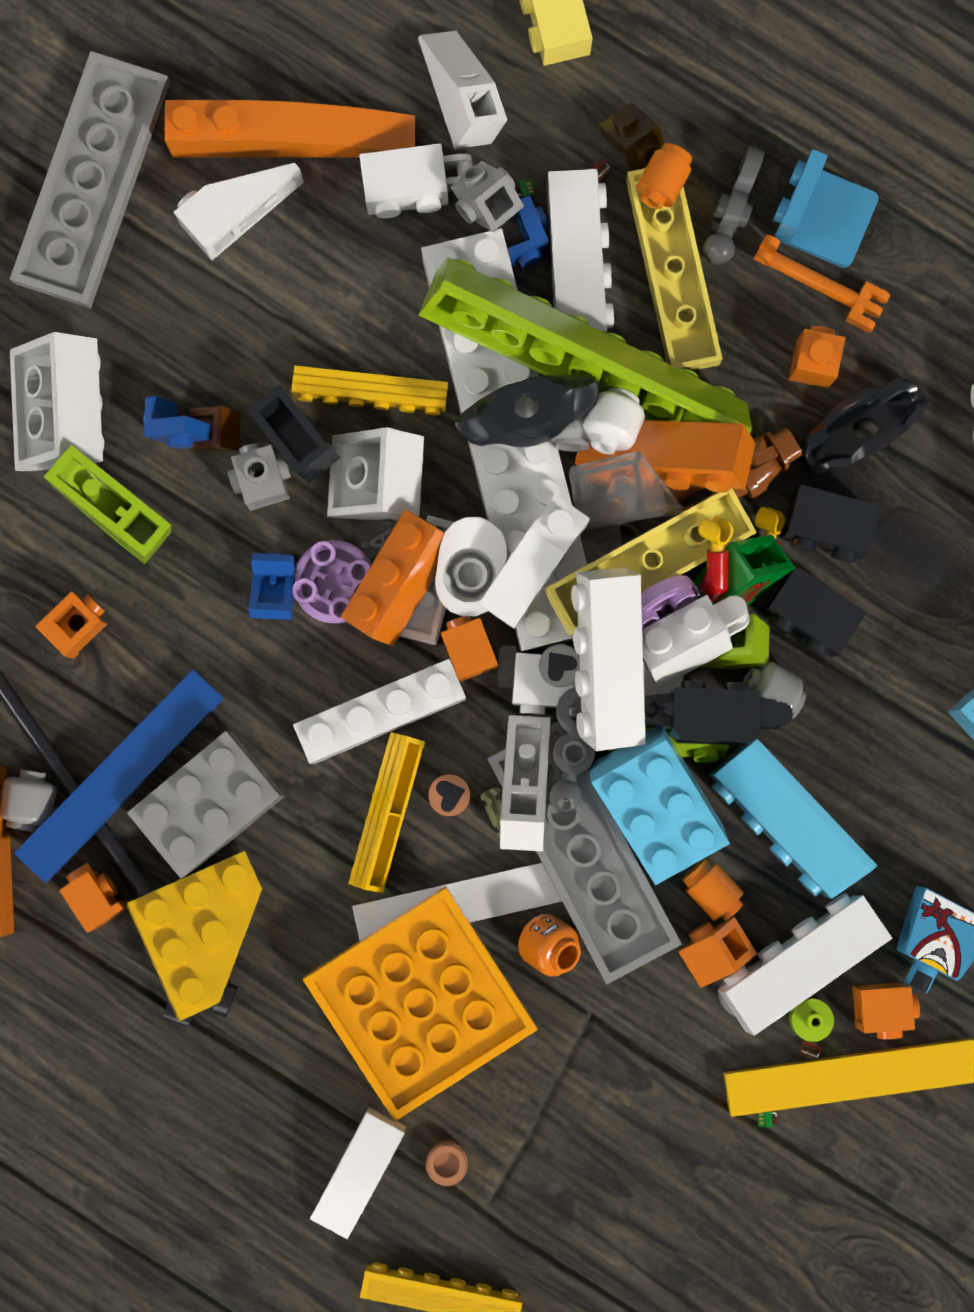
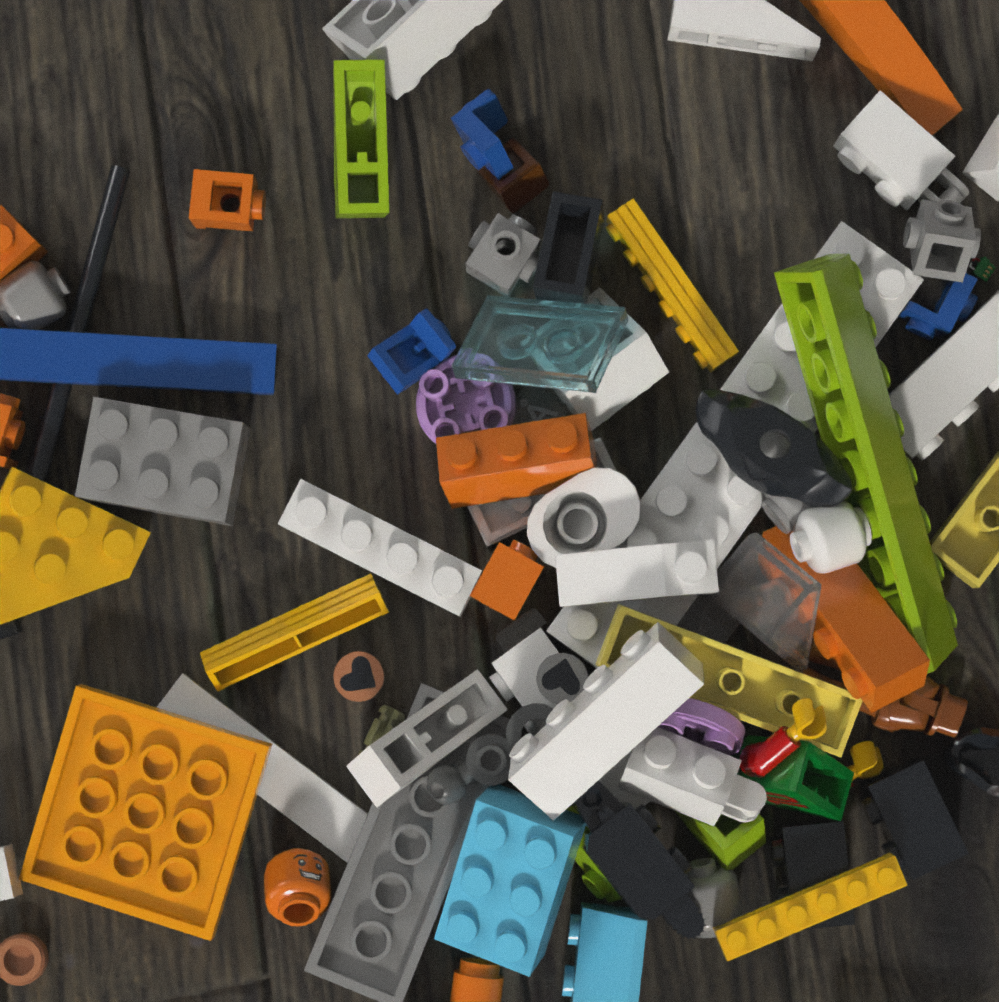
camera: 55 degrees right, 0 degrees up
(337, 500) = (541, 343): none -> clear light blue tile
(832, 631) = (810, 906): none -> yellow piece

